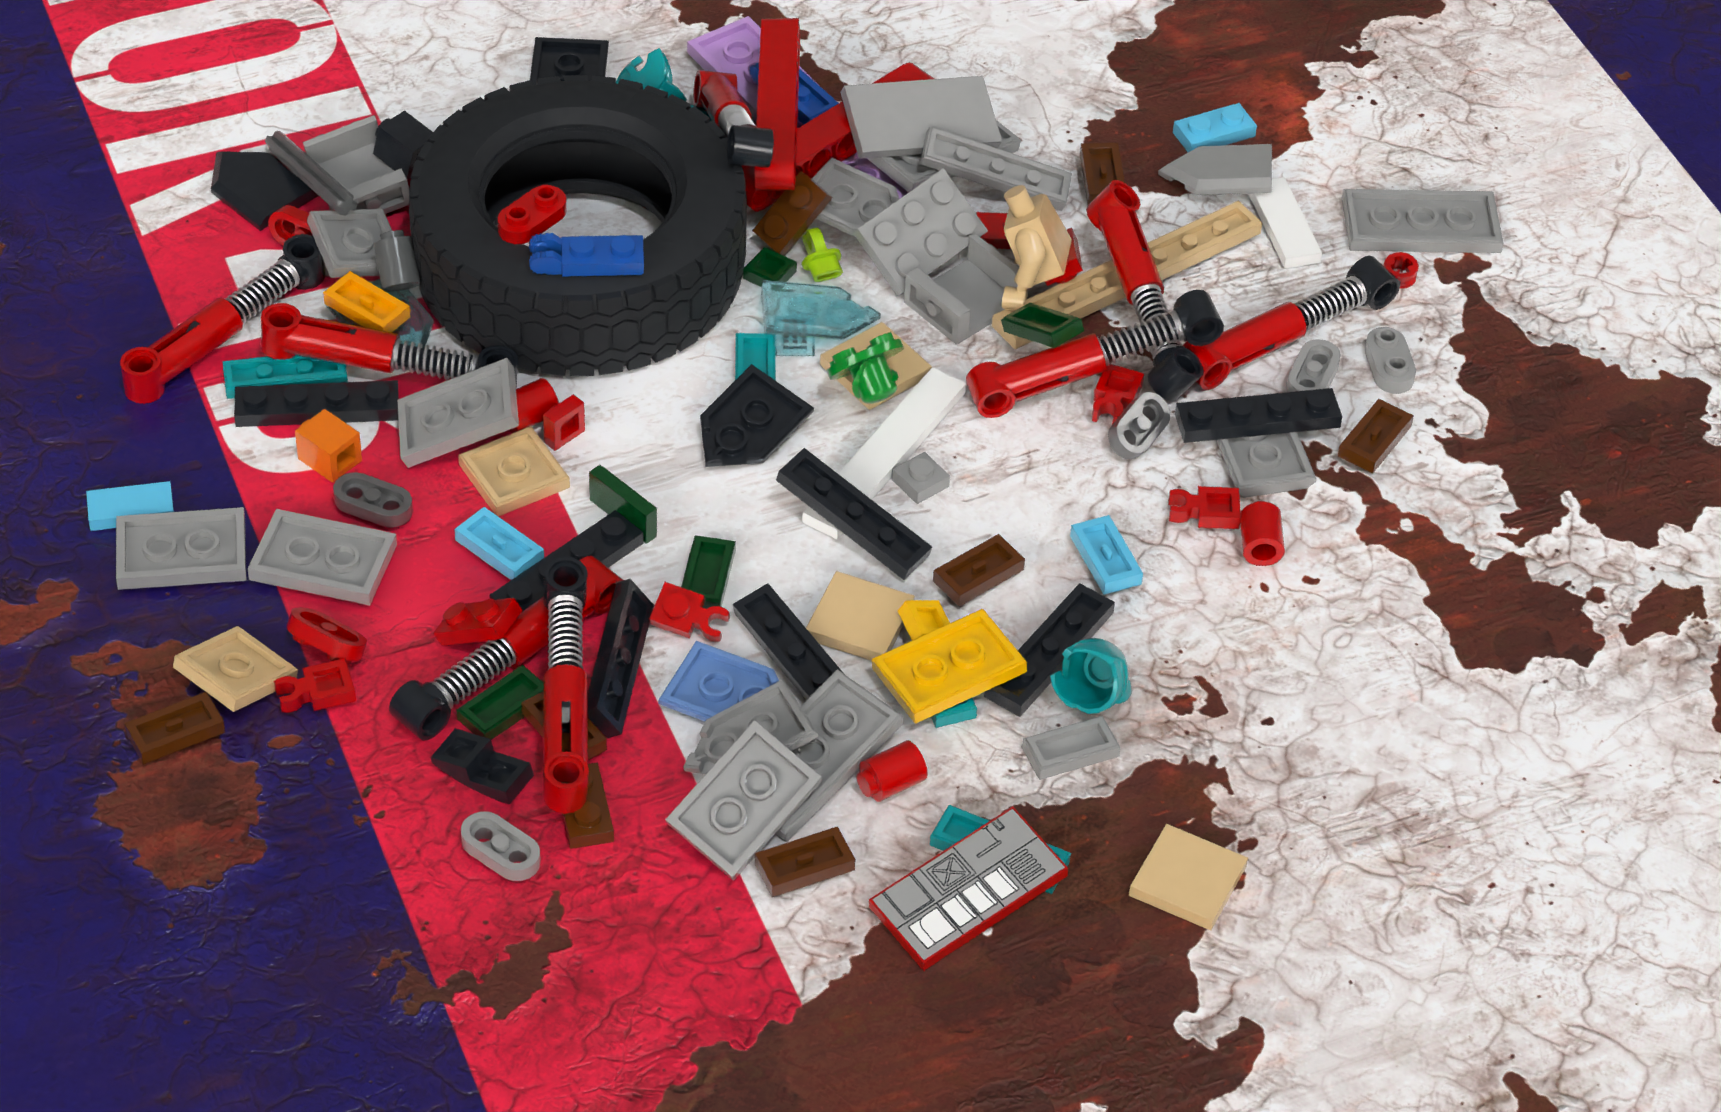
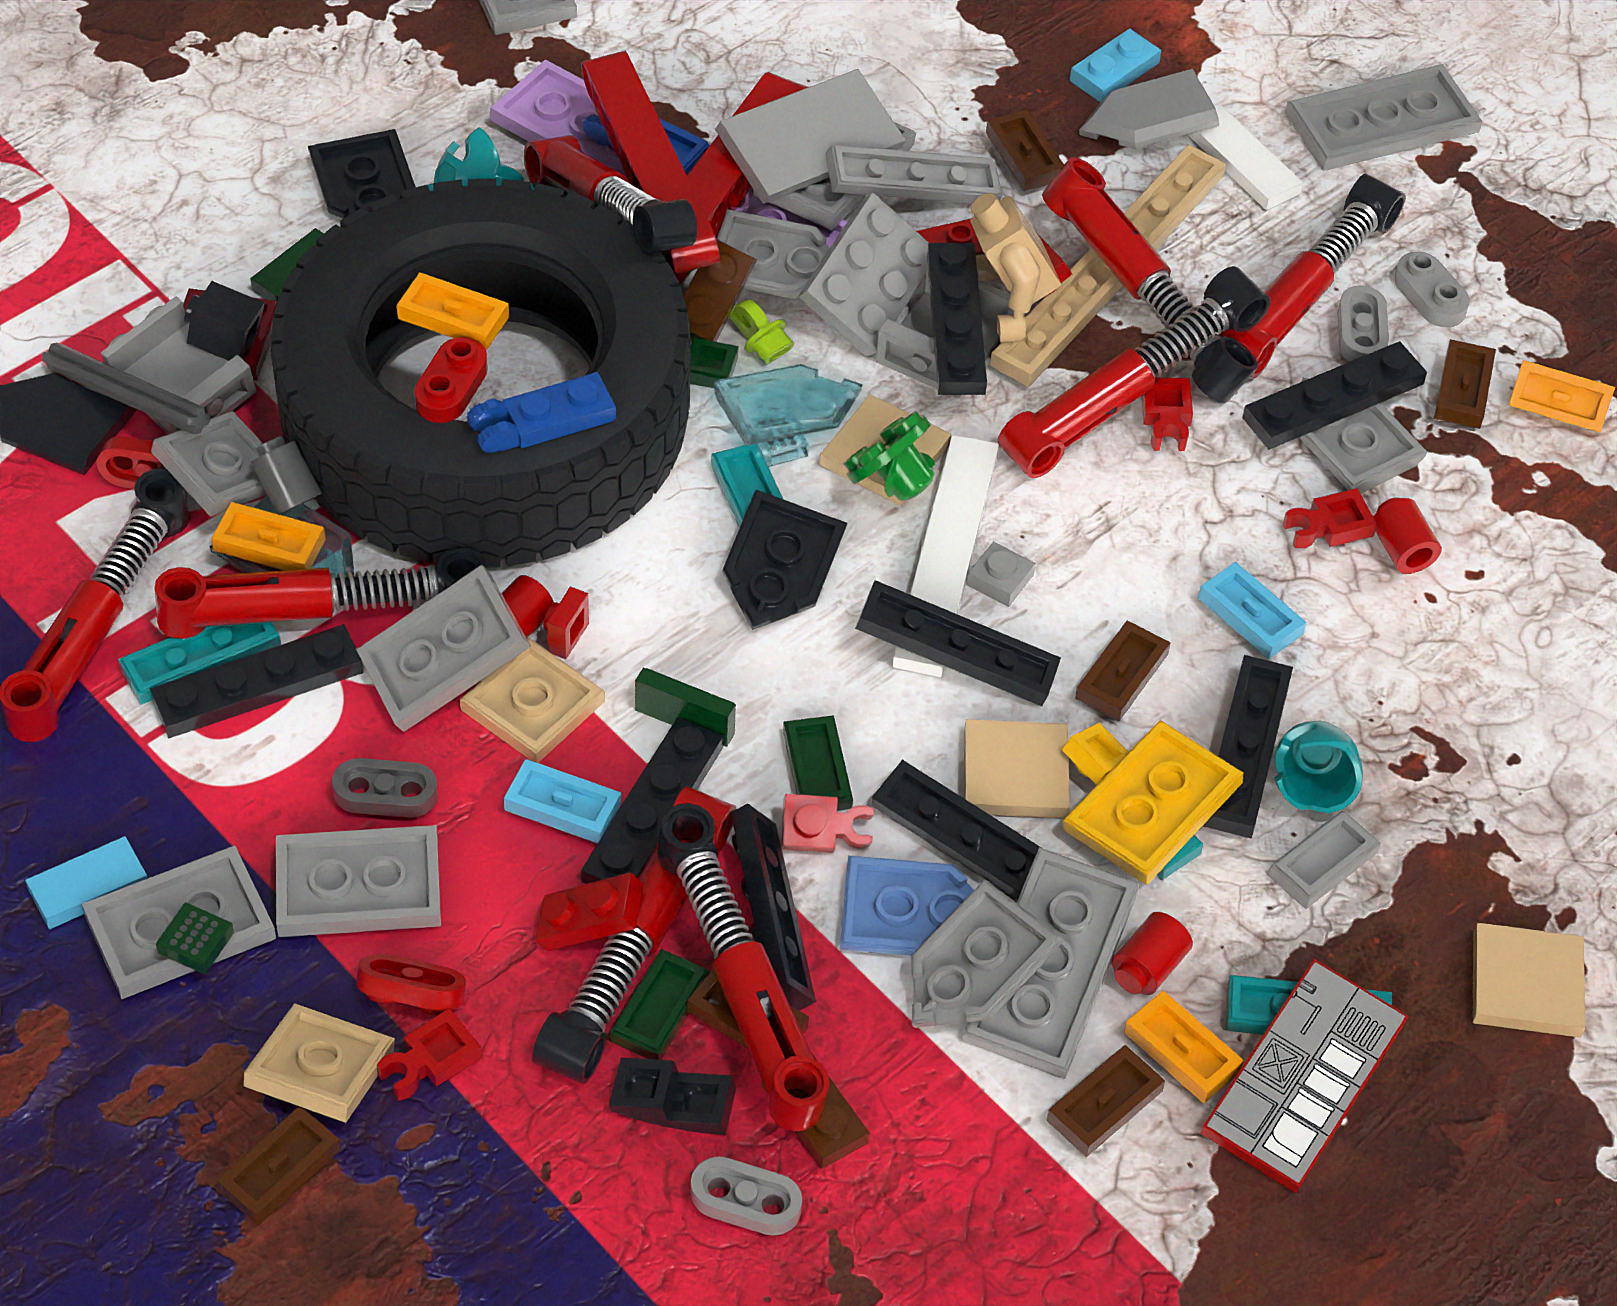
camera: 20 degrees left, 5 degrees up
(183, 559) = (195, 938): none -> dark green tile
(328, 445) = (299, 732): orange brick -> none
(555, 165) = (452, 310): none -> light orange plate
(743, 800) = (1012, 1048): light grey plate -> none
(883, 841) = (1183, 1046): none -> light orange plate
(969, 280) = (956, 319): none -> black plate
(1042, 325) = (1062, 352): dark green tile -> none
(1136, 432) = (1212, 443): flat silver plate -> none
(1404, 262) = (1394, 170): red bush -> none
(1451, 464) = (1561, 396): none -> light orange plate

